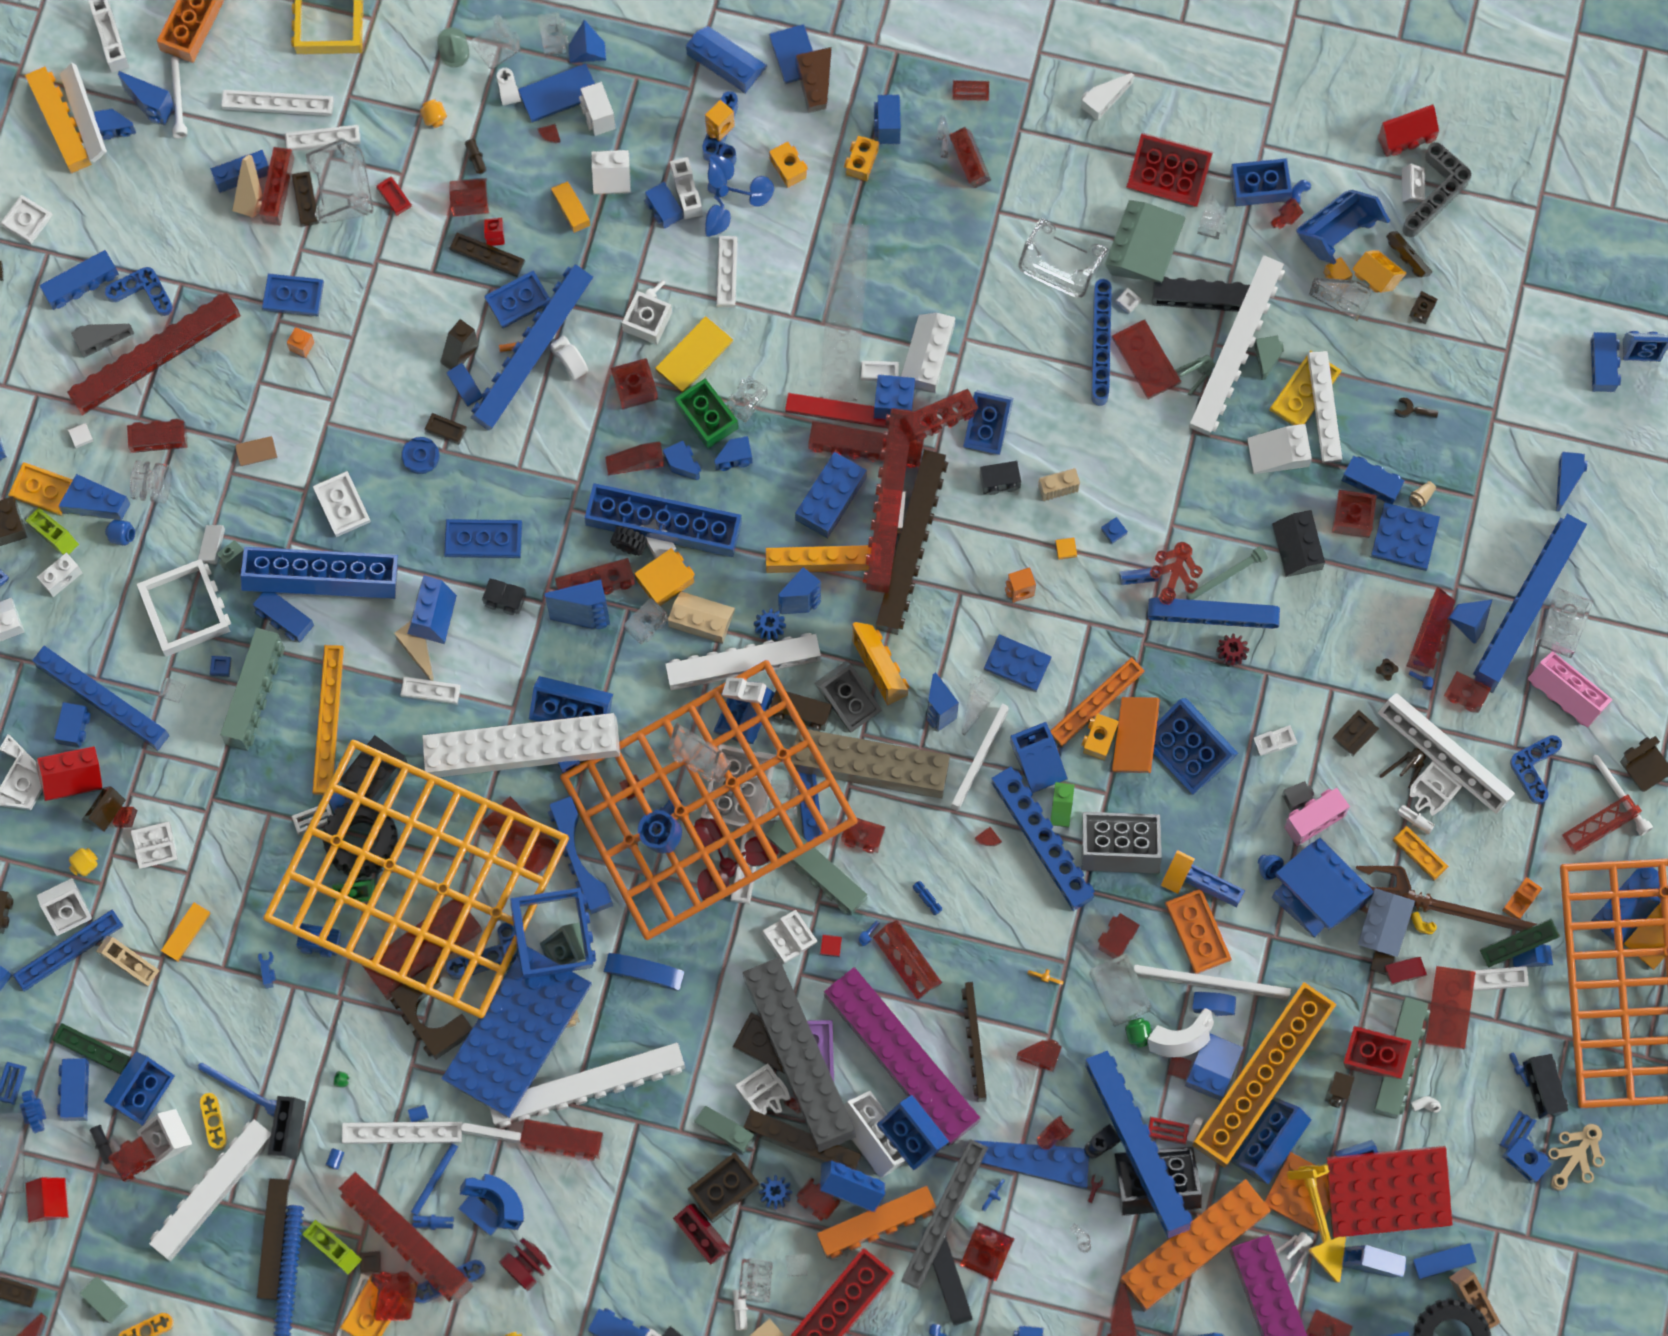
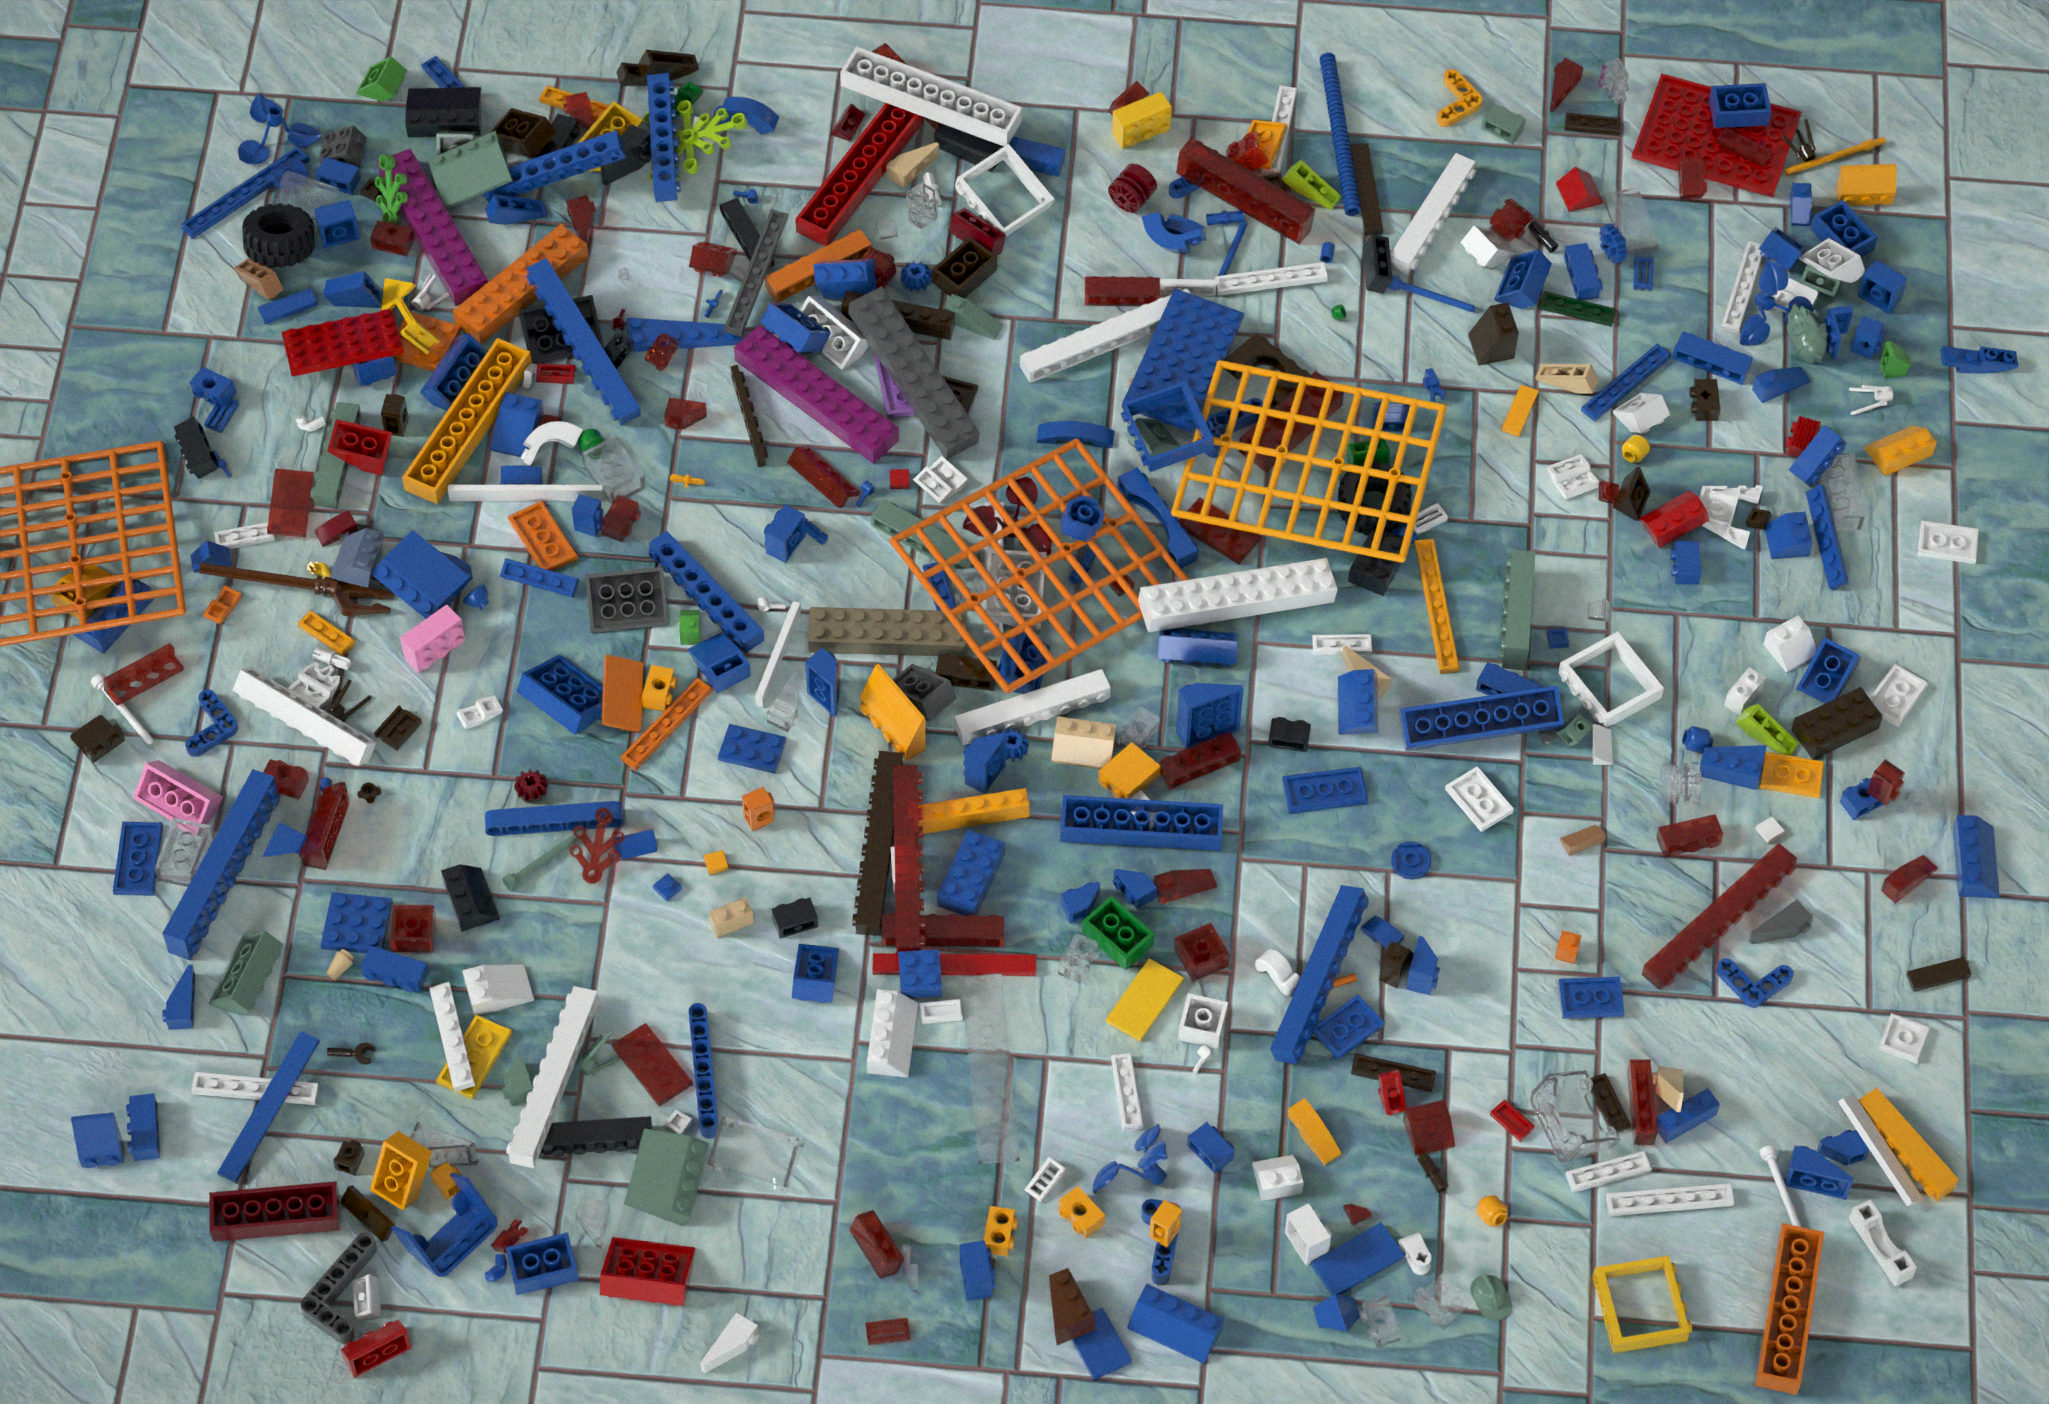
camera: 170 degrees right, 15 degrees down
(79, 280) = (1823, 978): blue brick -> none
(100, 698) = (1666, 588): blue brick -> none
(189, 1014) = (1494, 335): none -> dark brown slope
(215, 1106) = (1447, 275): yellow beam -> none
(418, 1113) = (1260, 295): blue hinge -> none
(437, 329) = (1423, 969): none -> blue slope
(445, 428) = (1391, 890): dark brown tile -> none
(628, 541) = (1173, 792): black tyre -> none
(648, 1251) = (1021, 171): none -> white window
(685, 188) = (1193, 1174): white arch -> none
(698, 754) = (1056, 589): clear slope -> none
(744, 691) = (1028, 658): white slope -> none
(763, 1090) = (943, 348): white plate -> none
(806, 211) = (1061, 1171): none -> white slope
(871, 842) = (884, 572): clear red brick -> none
(956, 885) = (785, 533): none -> blue brick
(961, 401) = (868, 953): clear red brick -> none
(986, 818) = (765, 606): none -> white hand
(988, 838) = (759, 588): clear red tile -> none
(1151, 936) = (587, 515): none -> blue brick
(1177, 872) = (567, 575): light orange slope -> none
(1298, 795) = (453, 662): dark grey brick -> none
(1491, 262) = (274, 1211): none -> dark red brick
(1492, 361) = (268, 1107): none -> blue tile
(1504, 385) = (249, 1088): none -> white plate
(1509, 497) = (246, 973): none -> sand green slope
(1519, 943) = (224, 553): dark green plate -> none
(1578, 1154) = (164, 402): tan plant -> none
(1608, 634) = (137, 858): none -> blue tile

